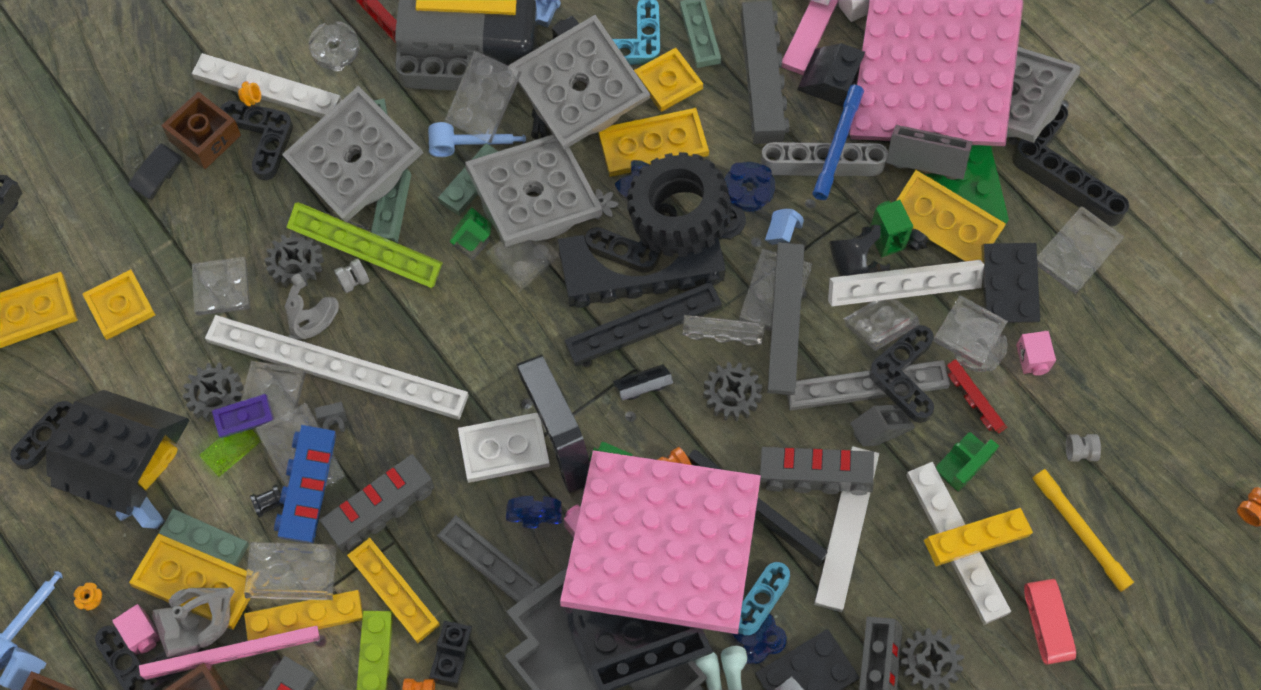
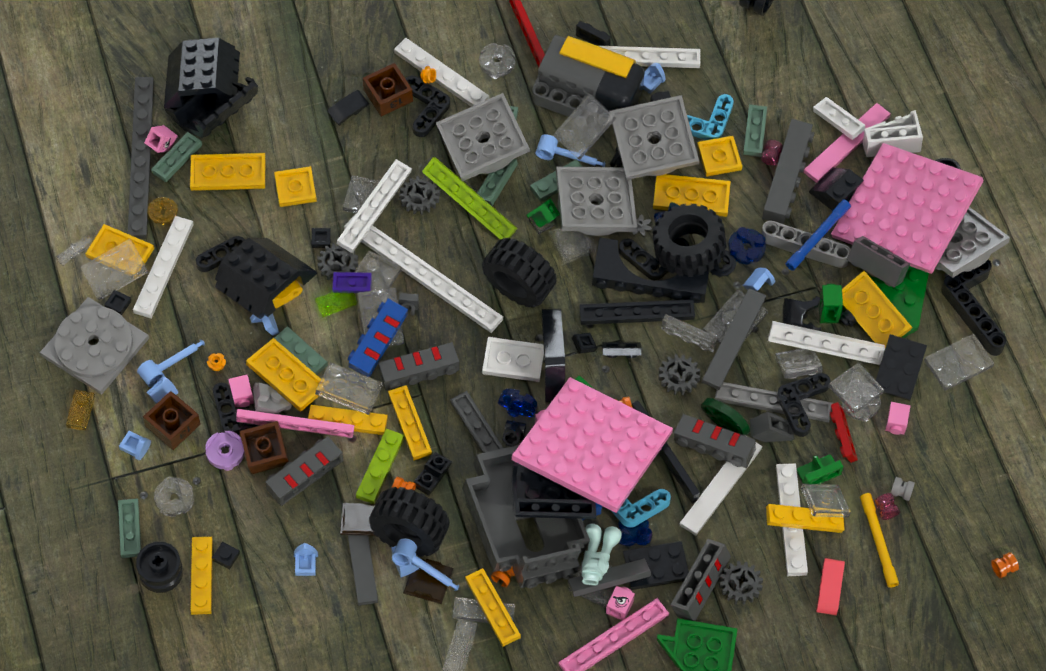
camera: 20 degrees right, 5 degrees down
(178, 365) = (321, 237): none -> black plate
(219, 605) = (298, 391): light grey helmet -> none
(236, 298) = (374, 206): none -> white plate
(267, 501) = (348, 341): black bush -> none
(318, 316) = (422, 237): light grey helmet -> none
(346, 279) = (449, 217): light grey wheel -> none
(470, 325) = (519, 272): none -> black tyre
(543, 556) = (513, 432): none -> black piece
(590, 390) = (584, 343): none -> black tile
(733, 56) = (771, 153): none -> clear pink wheel
(818, 431) = (725, 416): none -> dark green piece
(995, 501) = (825, 500): none -> clear plate
(1069, 475) = (887, 506): none -> clear pink wheel

